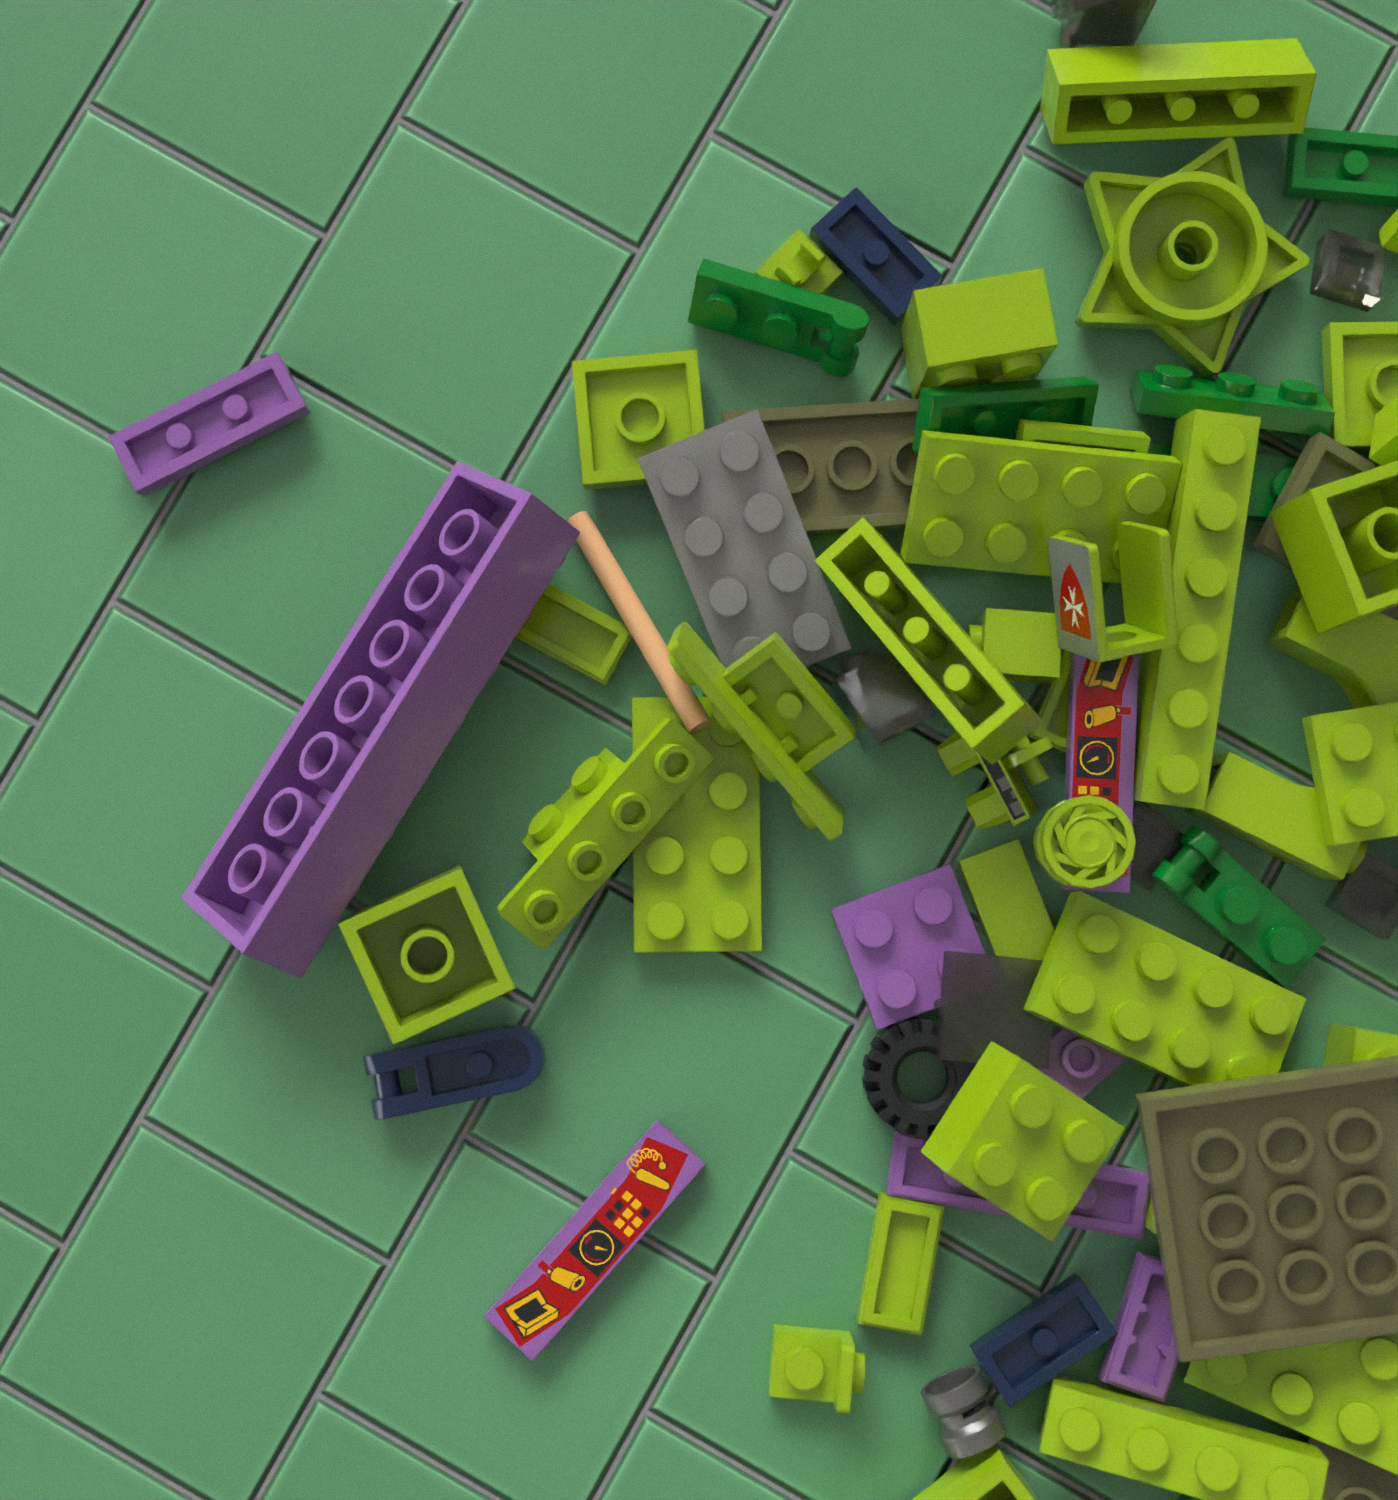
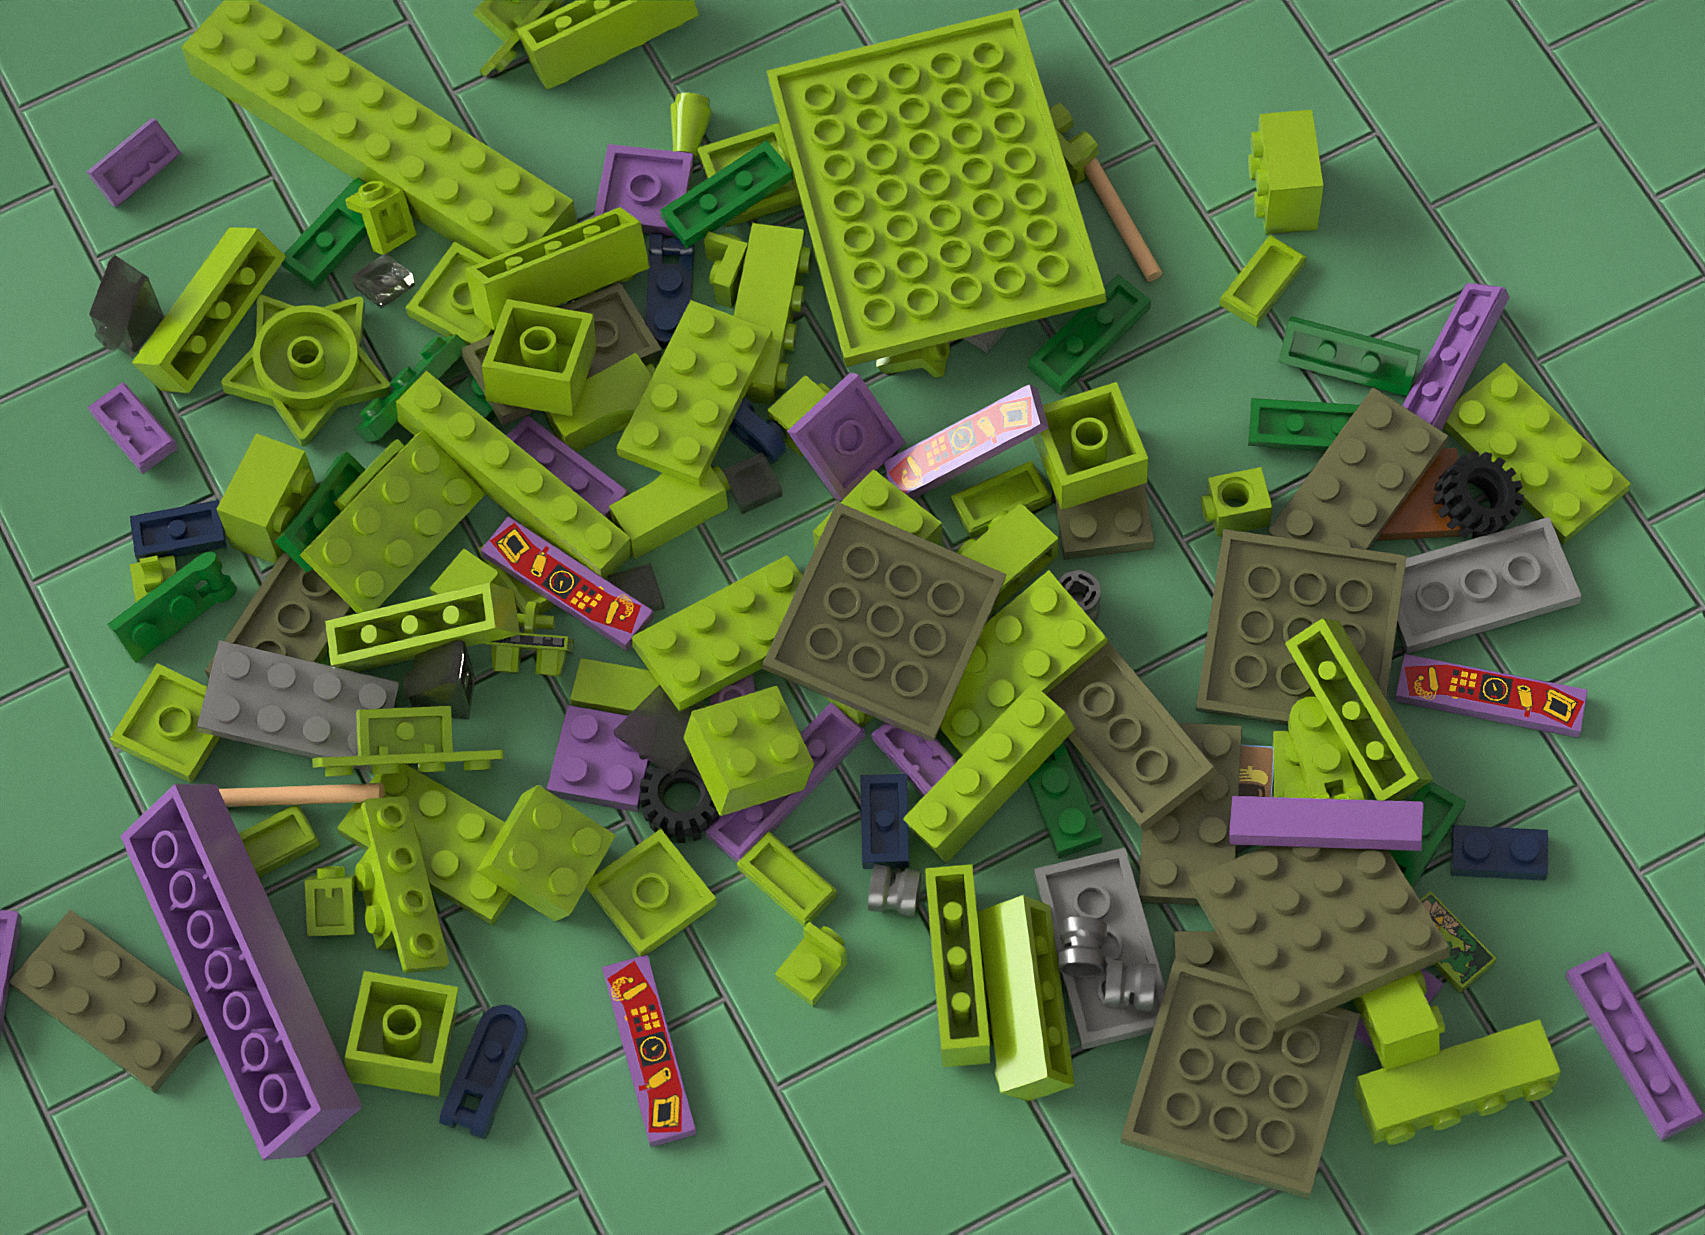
camera: 55 degrees left, 20 degrees down
(276, 579) = (111, 1000): none -> olive plate
(540, 752) = (330, 902): none -> lime bracket
(745, 976) = (546, 853): none -> lime brick
(781, 1120) = (651, 893): none -> lime plate
(970, 109) = (132, 427): none -> medium lavender plate
(1084, 842) = (602, 613): lime wheel -> none
(1145, 590) = (476, 489): lime piece -> none
(1239, 908) = (706, 560): green plate -> none
(1250, 660) = (568, 465): none -> medium lavender plate

